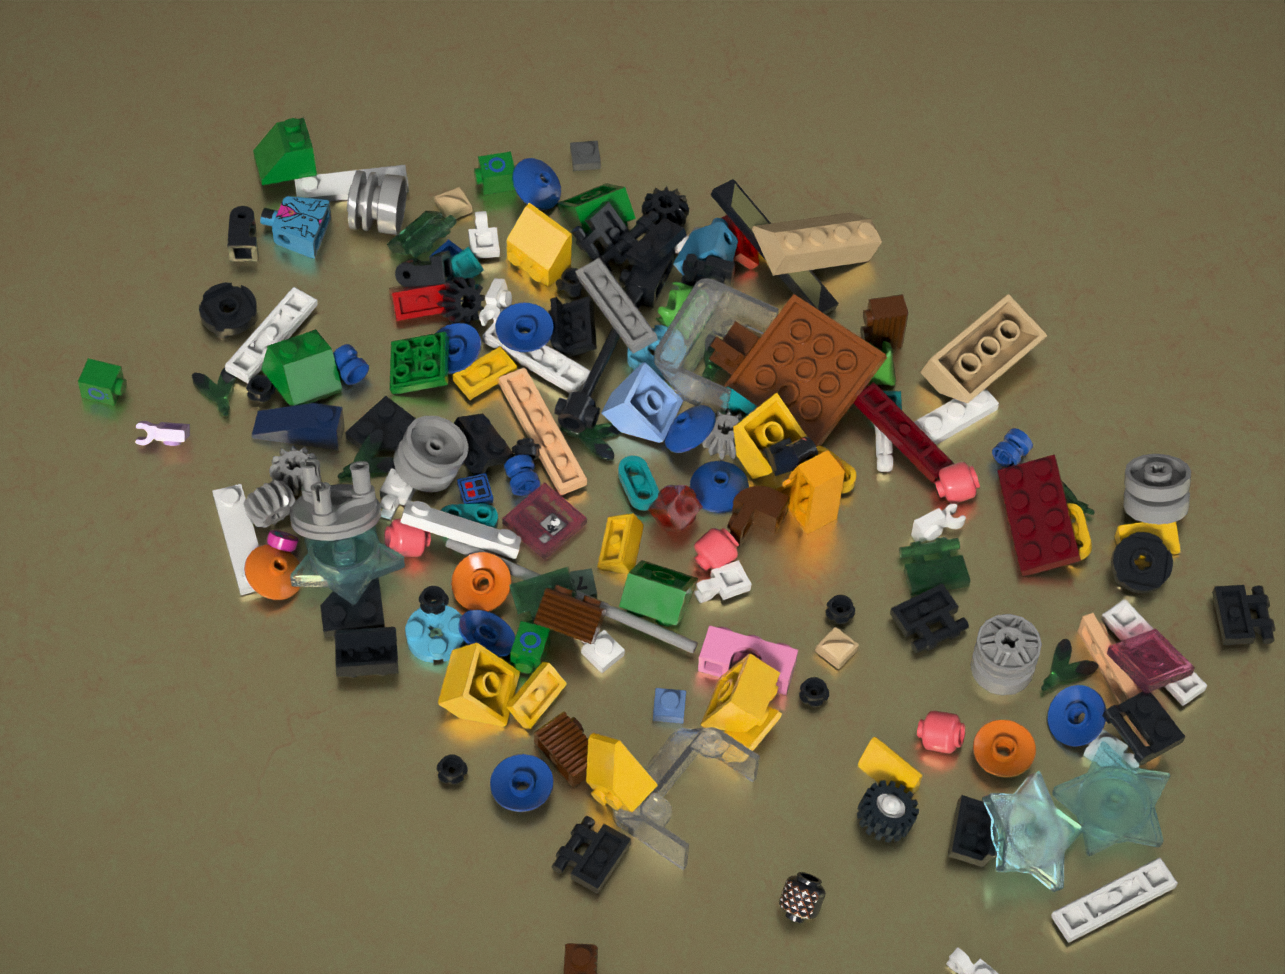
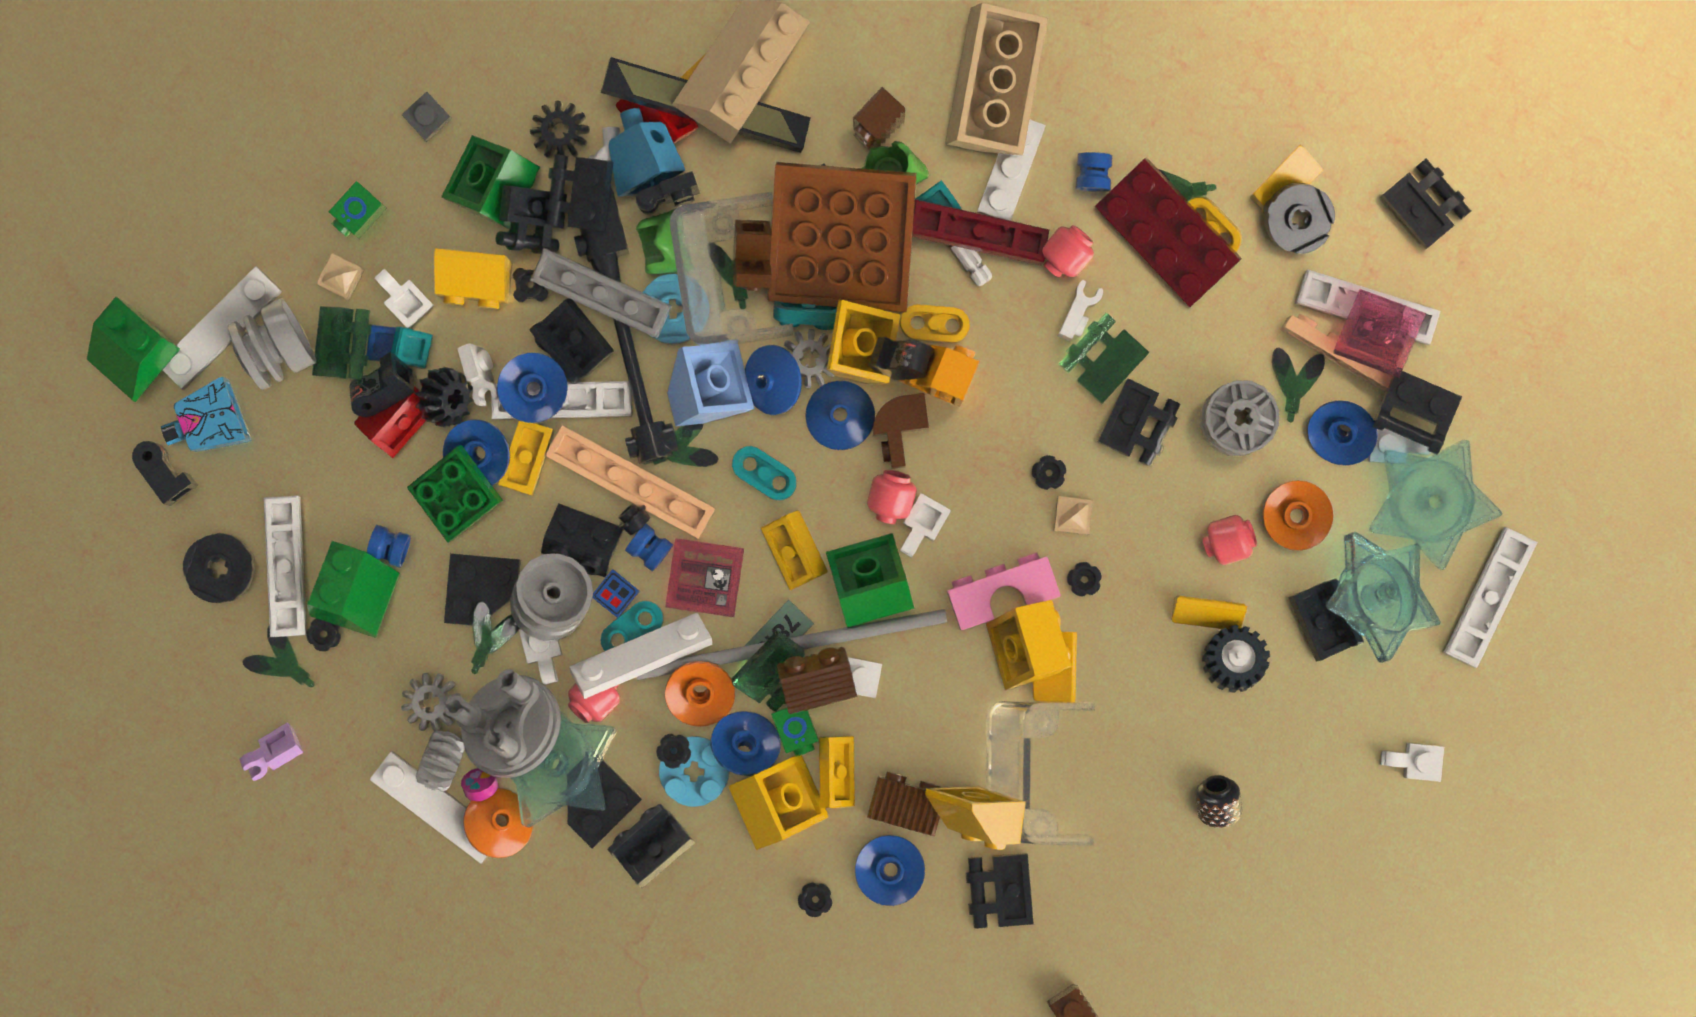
camera: 30 degrees left, 30 degrees up
(102, 382) = (167, 741): green brick -> none
(301, 425) = (394, 648): dark blue slope -> none
(536, 183) = (397, 200): blue dish -> none
(669, 705) = (962, 688): medium blue plate -> none
(675, 507) = (822, 479): clear red brick -> none
(1157, 489) = (1267, 128): light grey wheel -> none

